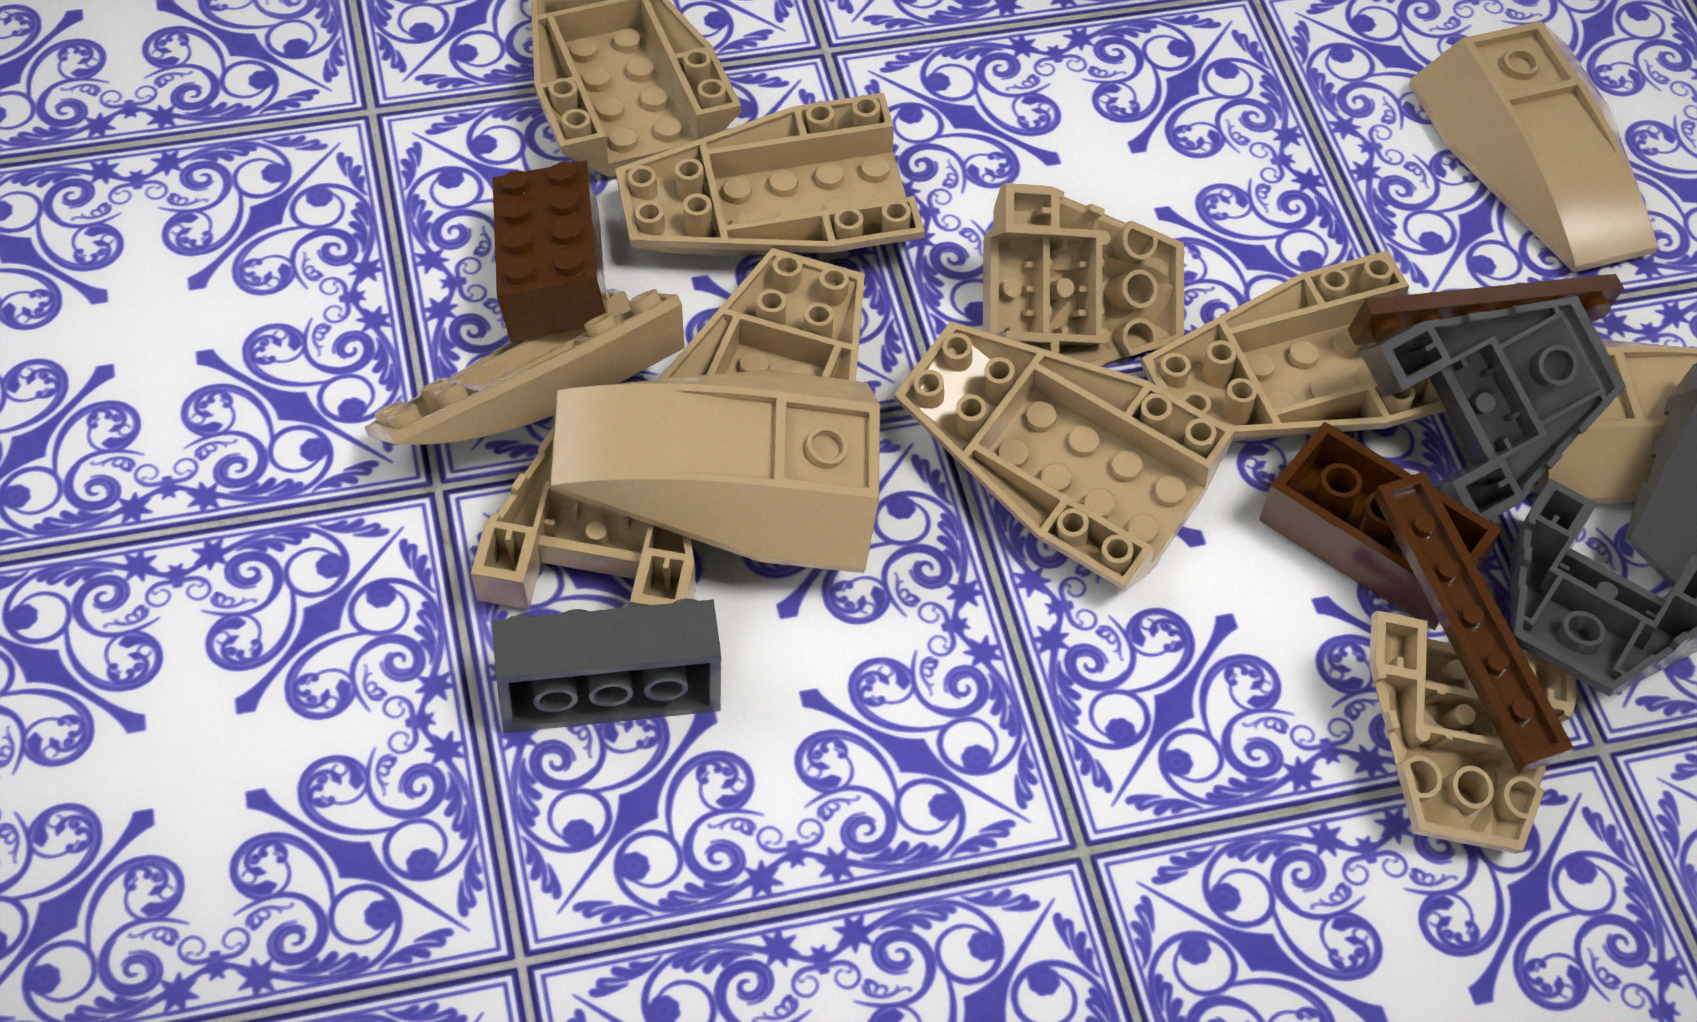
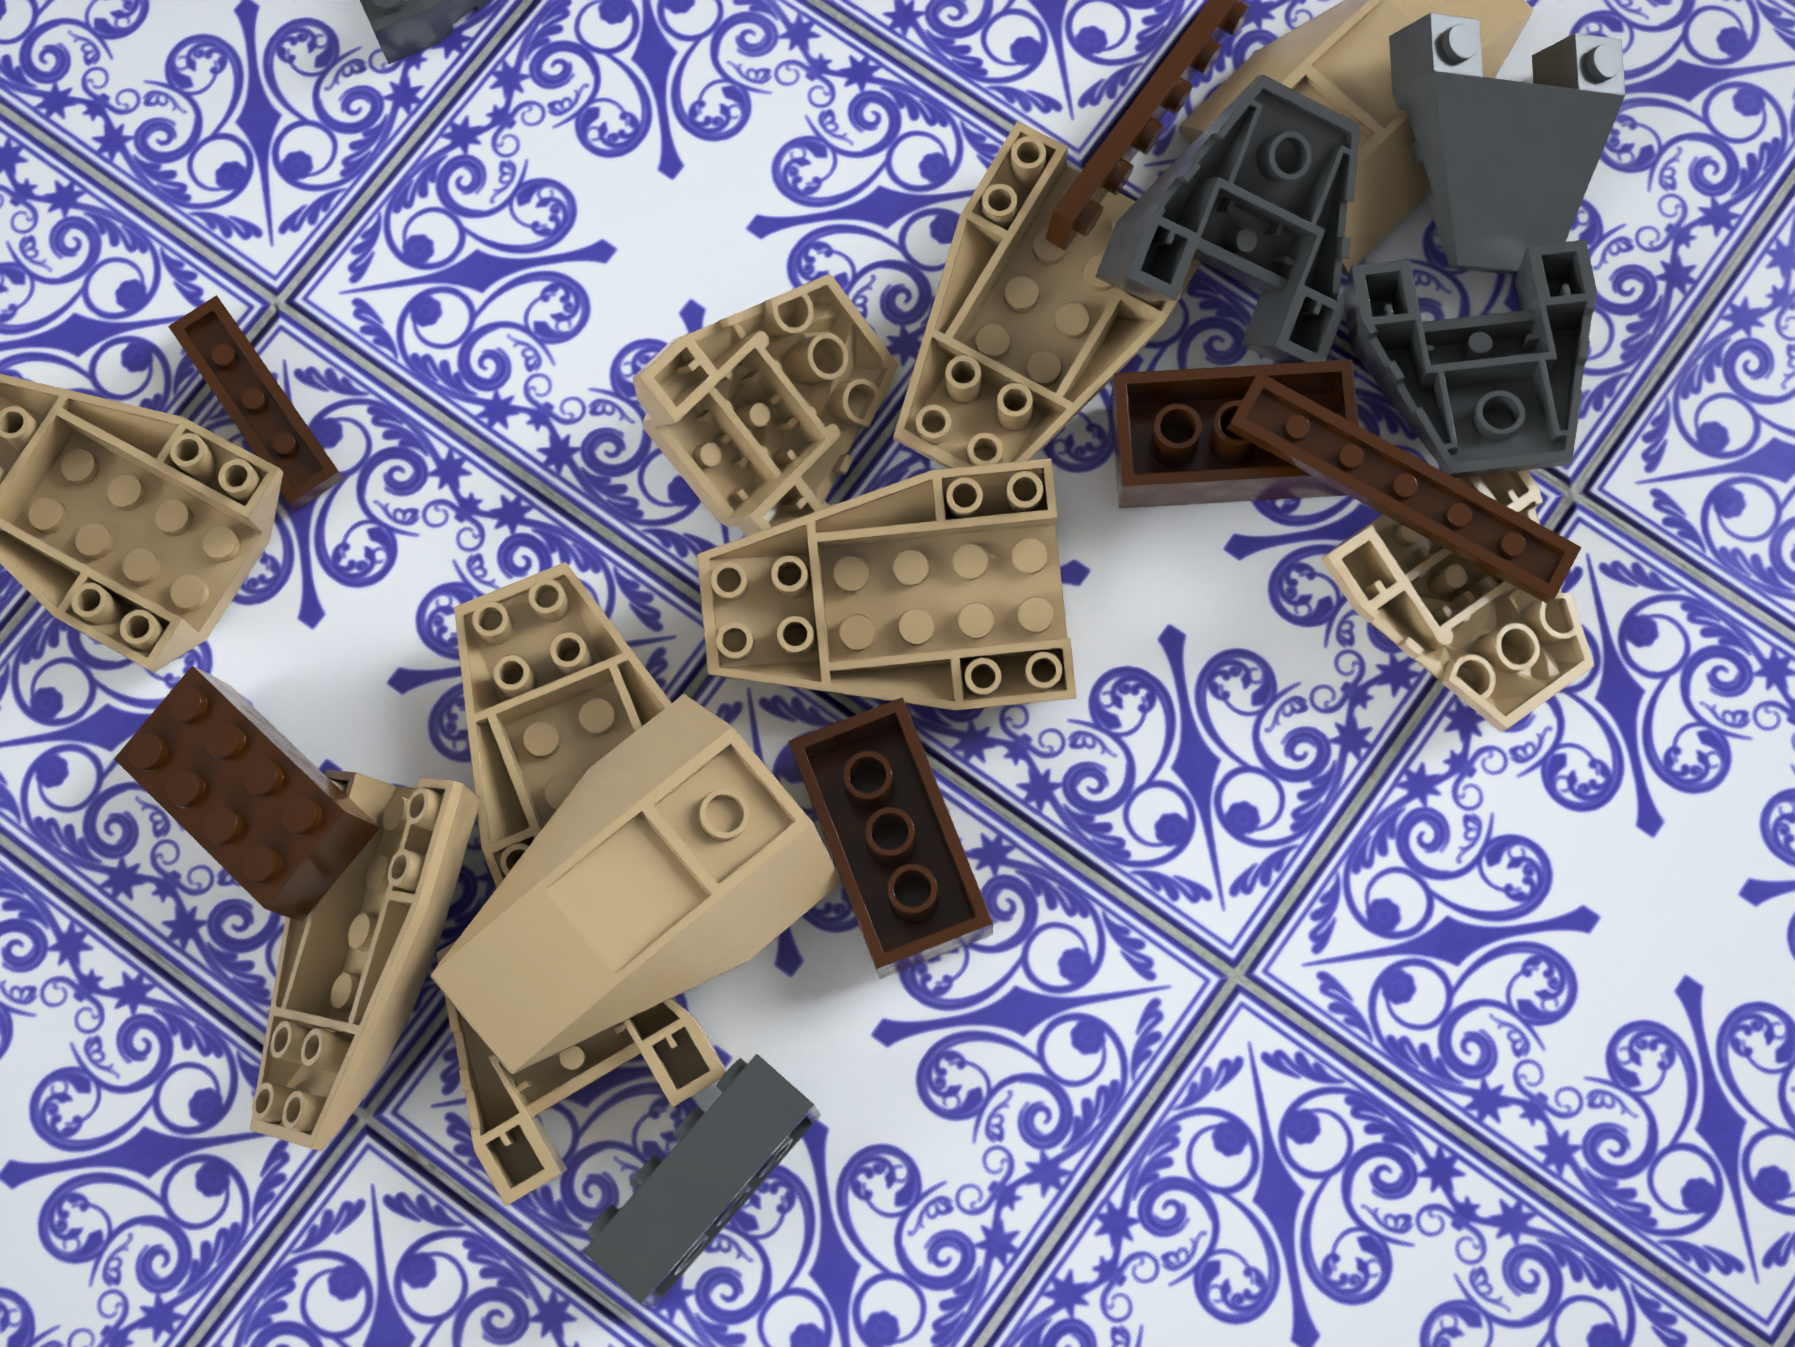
camera: 30 degrees left, 20 degrees up
(764, 64) = (255, 401): none -> reddish brown plate
(786, 182) = (391, 526): tan wedge -> none
(921, 577) = (891, 838): none -> reddish brown brick

